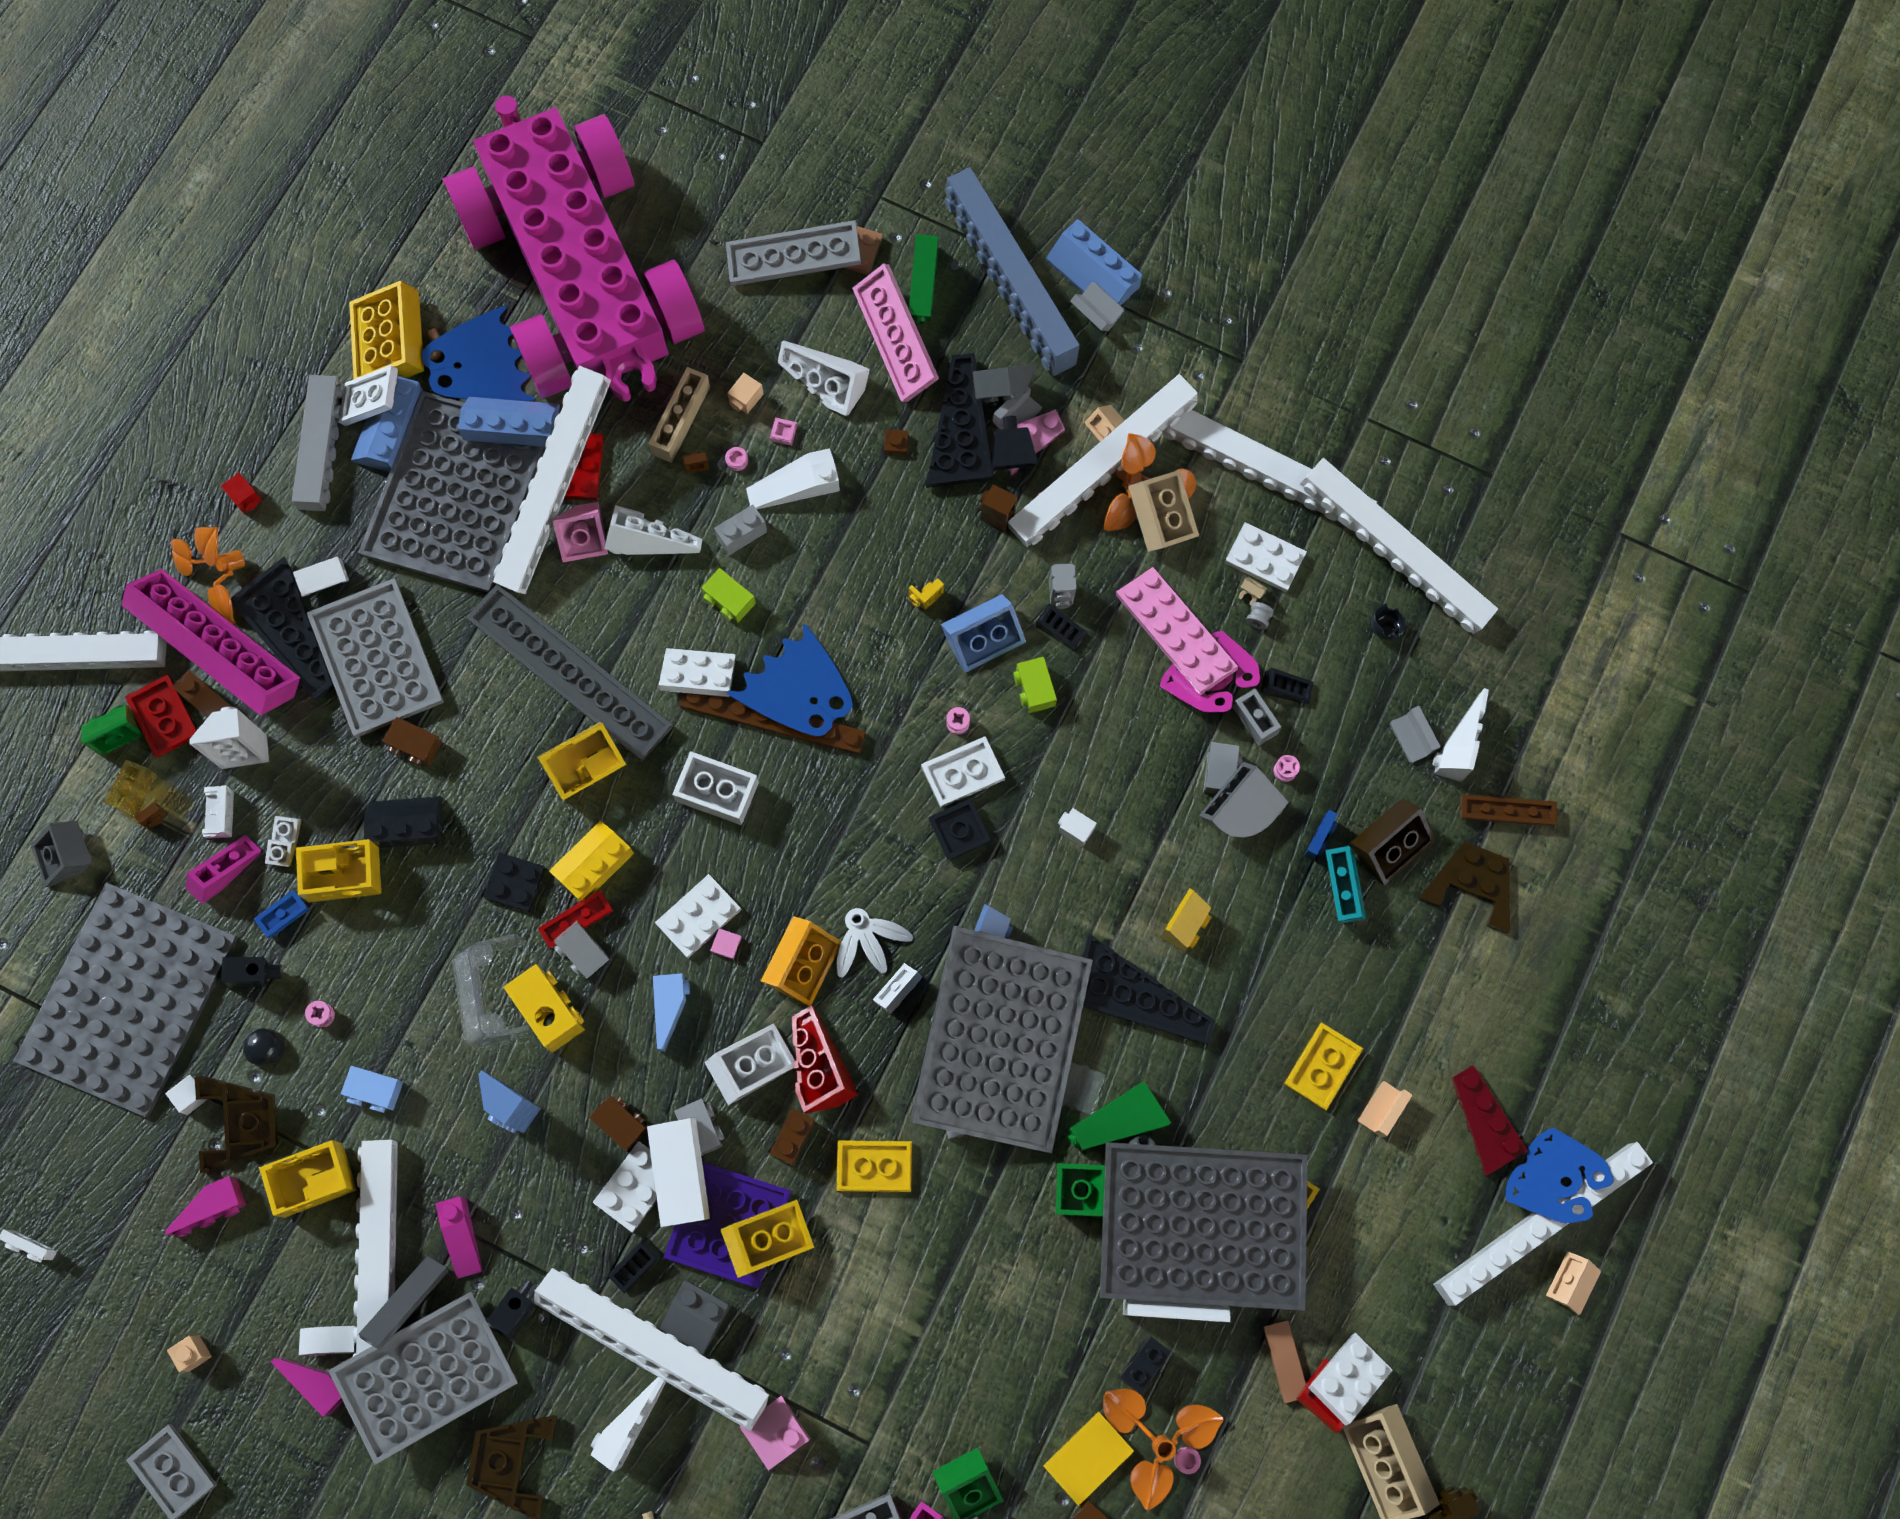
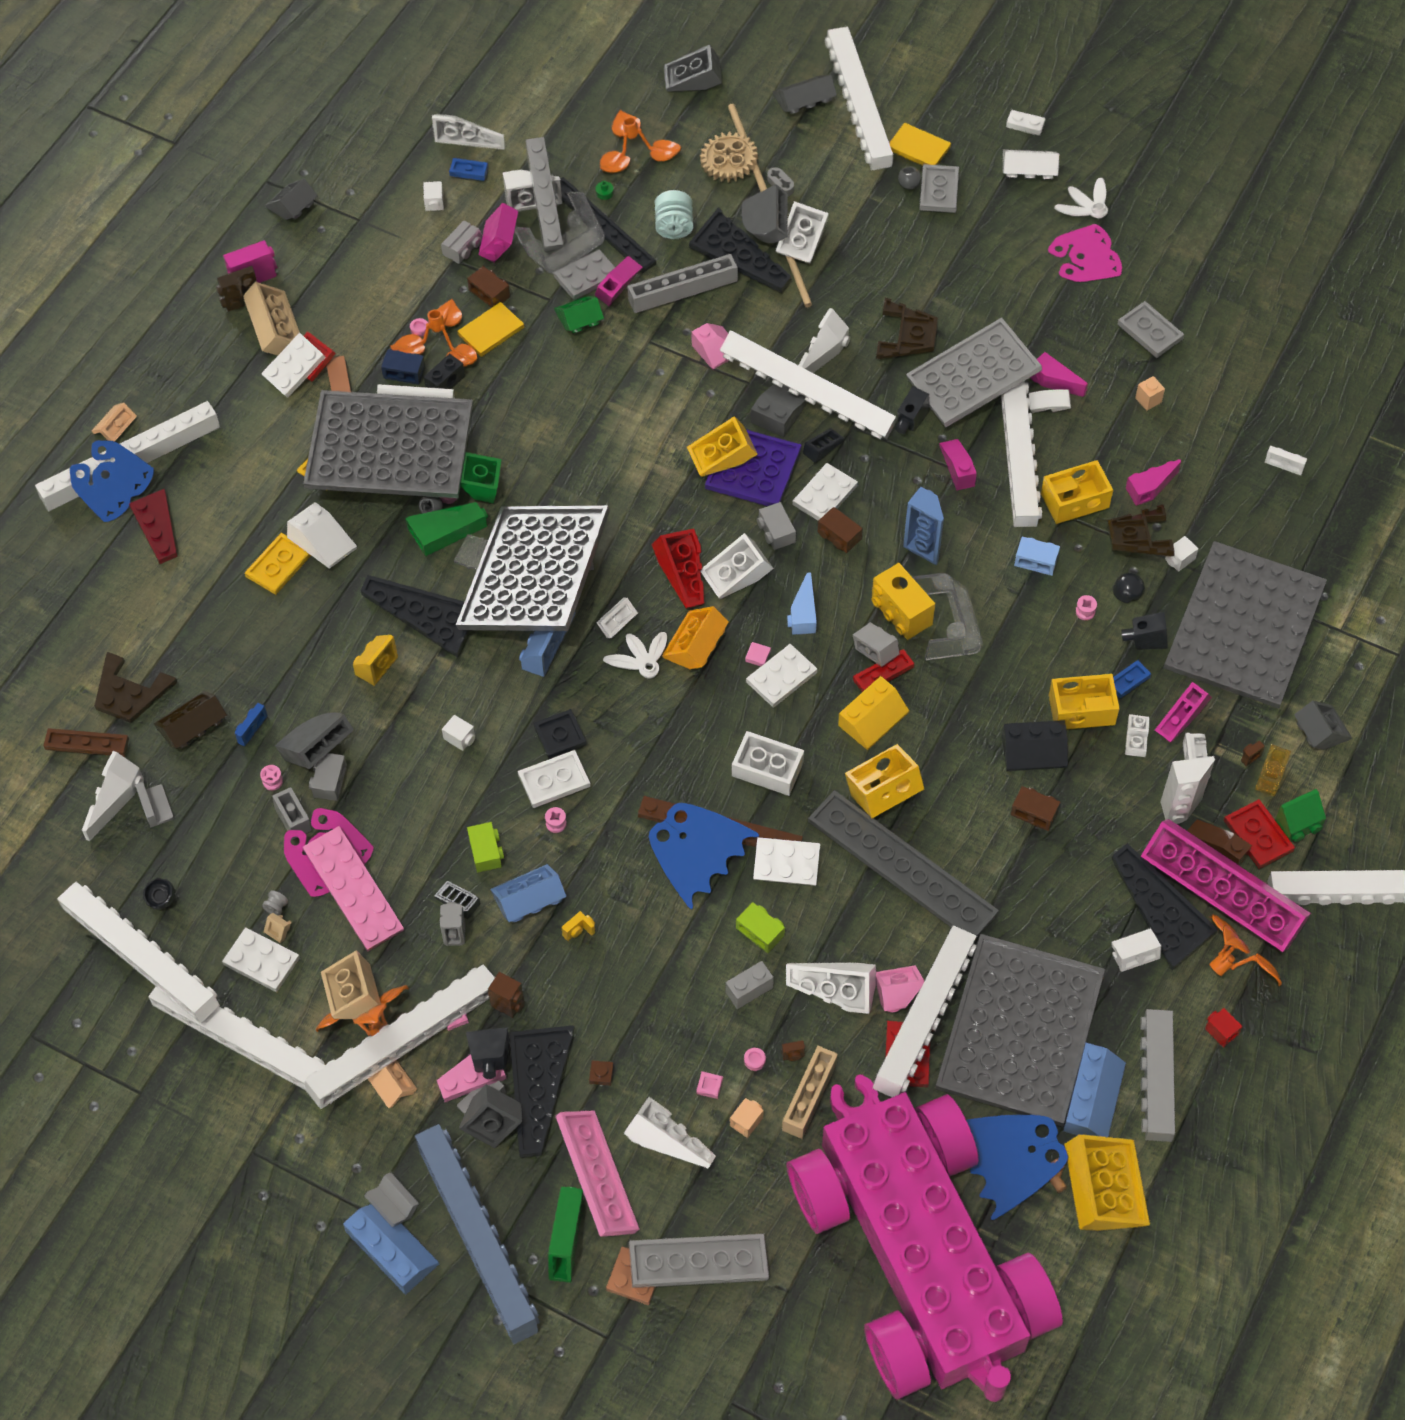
camera: 175 degrees left, 15 degrees down
(368, 395) = (1113, 1109): white plate -> none
(375, 658) = (1078, 881): light grey plate -> none
(403, 1303) = (993, 414): dark grey tile -> none
(507, 421) = (975, 1083): medium blue slope -> none
(514, 882) = (937, 702): black plate -> none
(678, 1172) = (790, 490): white slope -> none
(792, 1137) = (704, 516): reddish brown brick -> none
(802, 479) = (690, 1036): white wedge -> none
(874, 1166) = (640, 503): yellow tile -> none
(1201, 1383) = (403, 366): none -> dark blue brick
(1274, 1098) = (320, 535): none -> white slope
(1276, 691) = (272, 850): black slope -> none
(1345, 884) = (237, 682): teal brick -> none
(1384, 1109) = (234, 532): light nougat panel -> none

